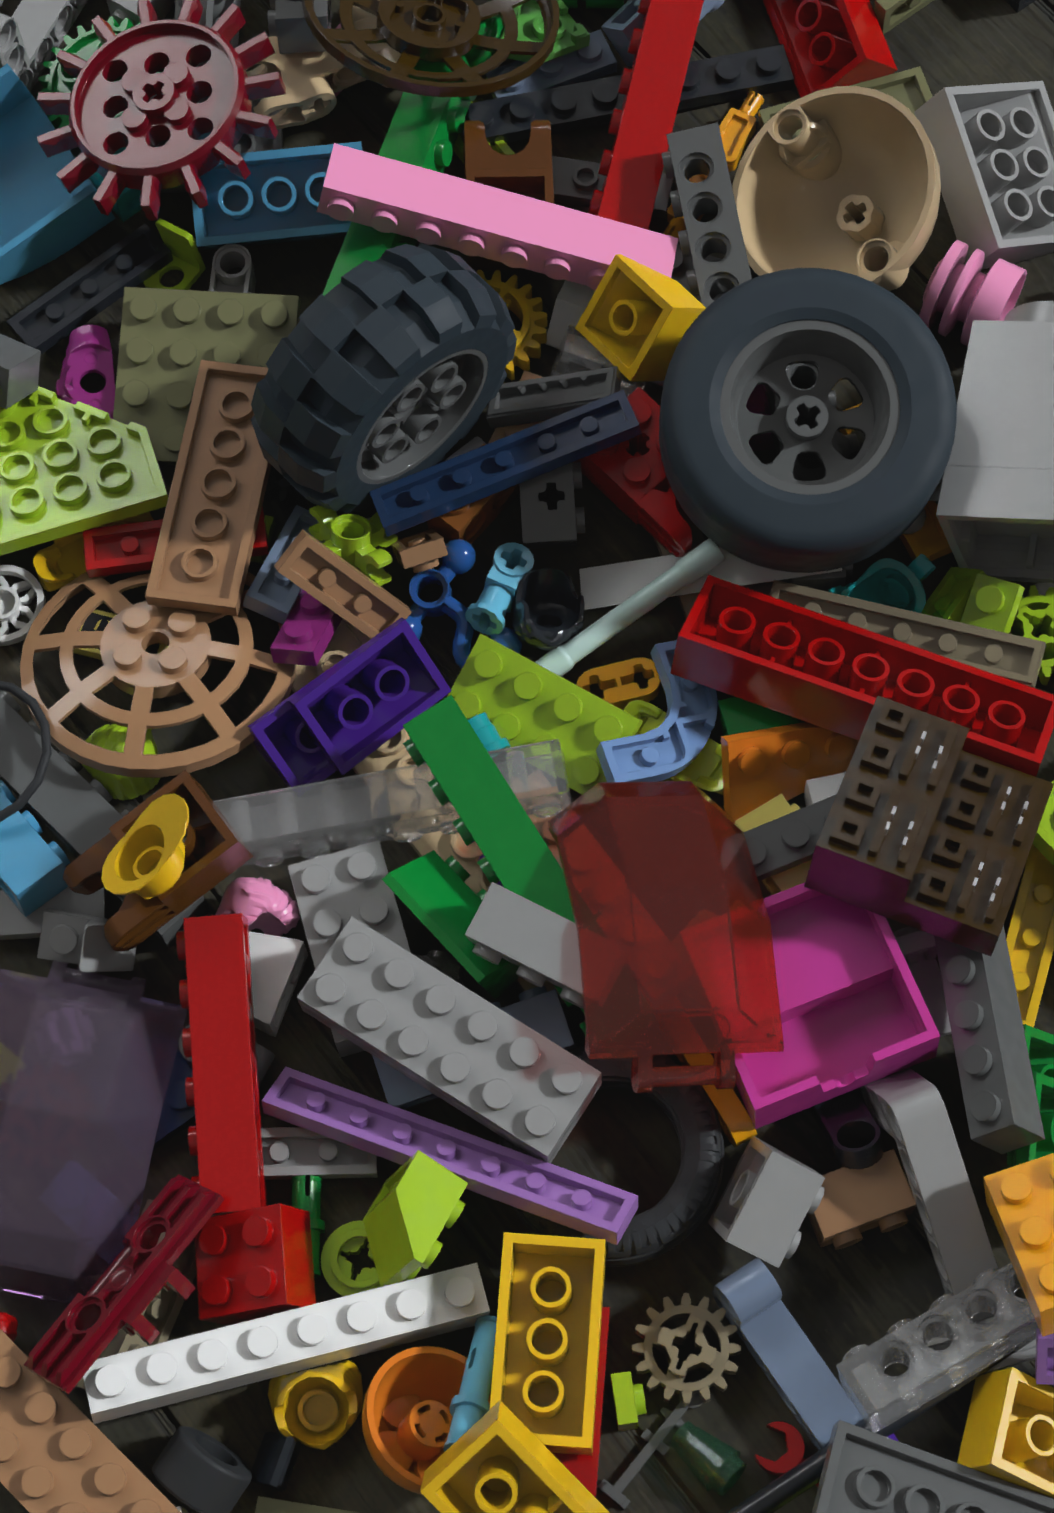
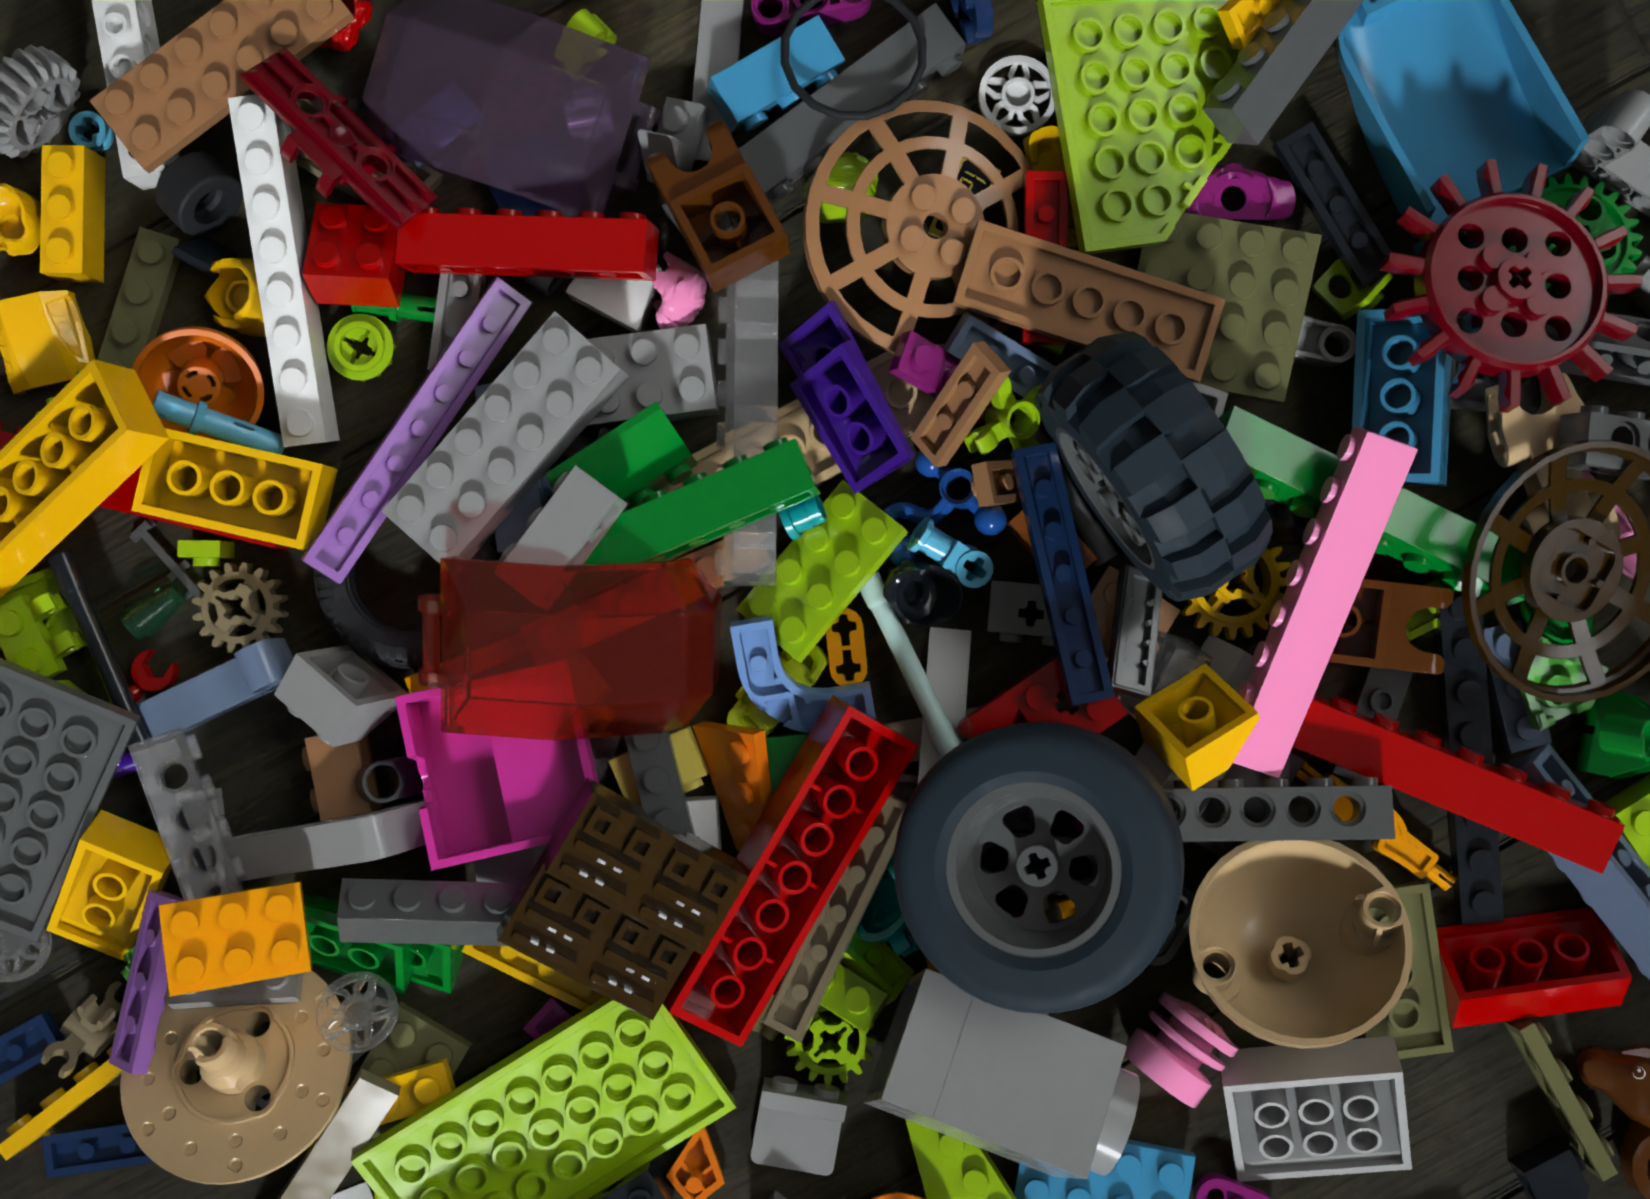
camera: 90 degrees right, 20 degrees up
(151, 852) = (700, 189): yellow piece -> none
(410, 1217) = (366, 391): lime slope -> none

